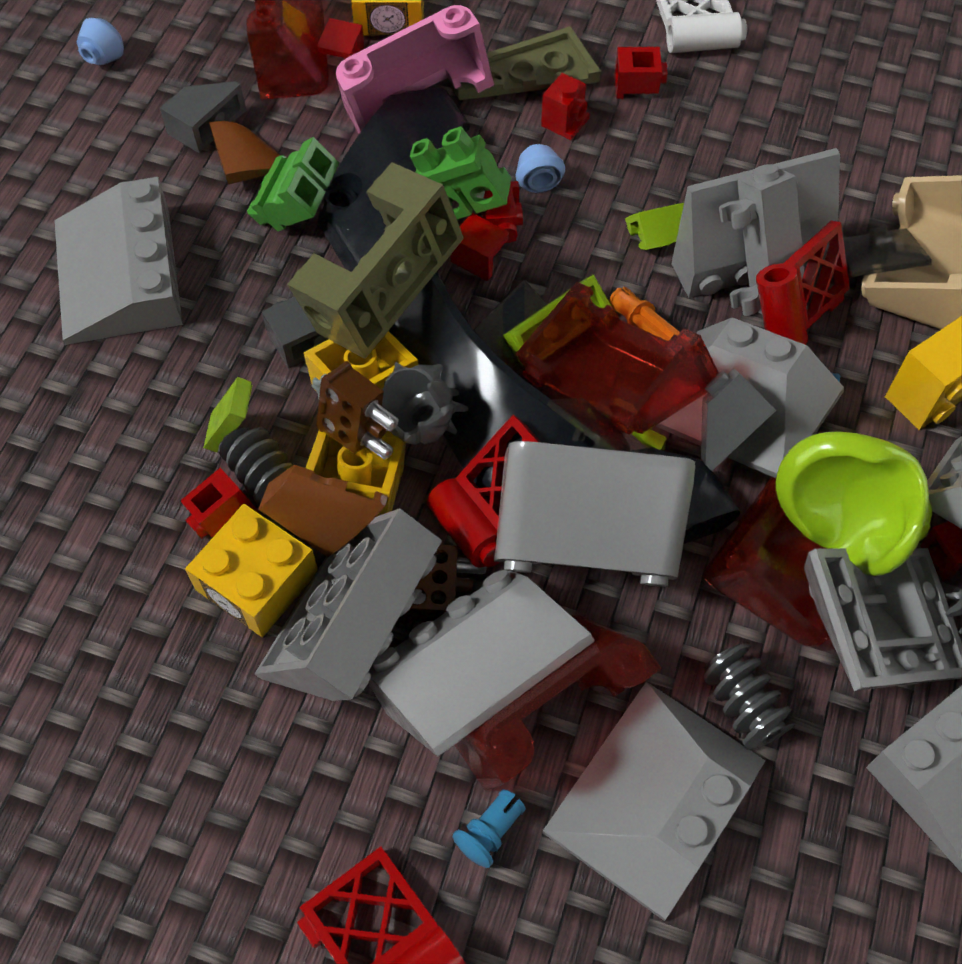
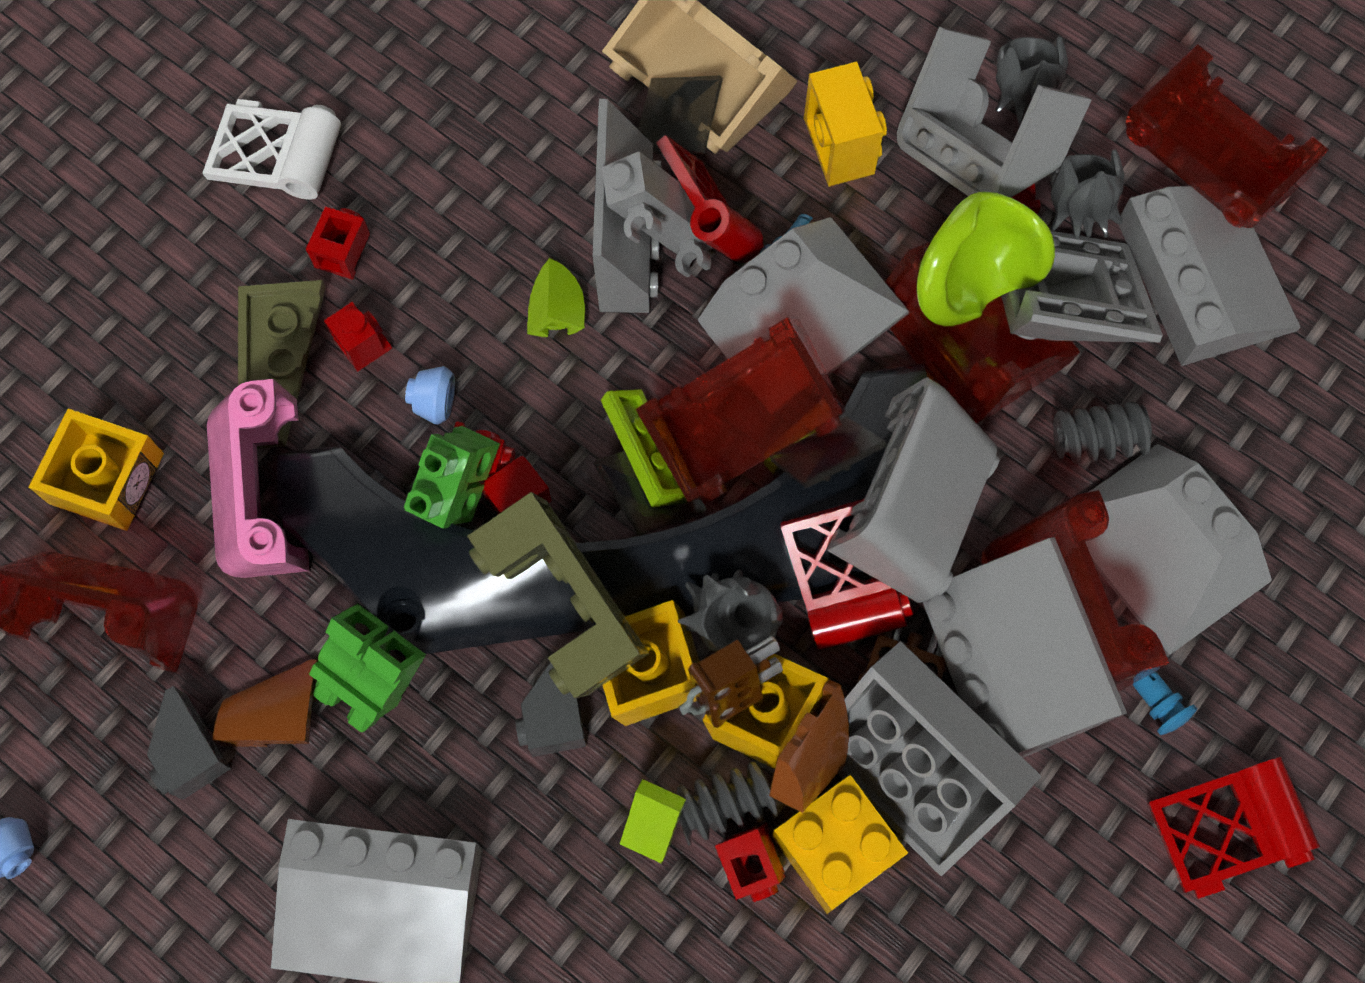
camera: 70 degrees left, 10 degrees up
(341, 38) = (148, 548): red panel -> none
(641, 313) = (670, 364): orange axle -> none
(729, 415) = (845, 330): dark grey slope -> none

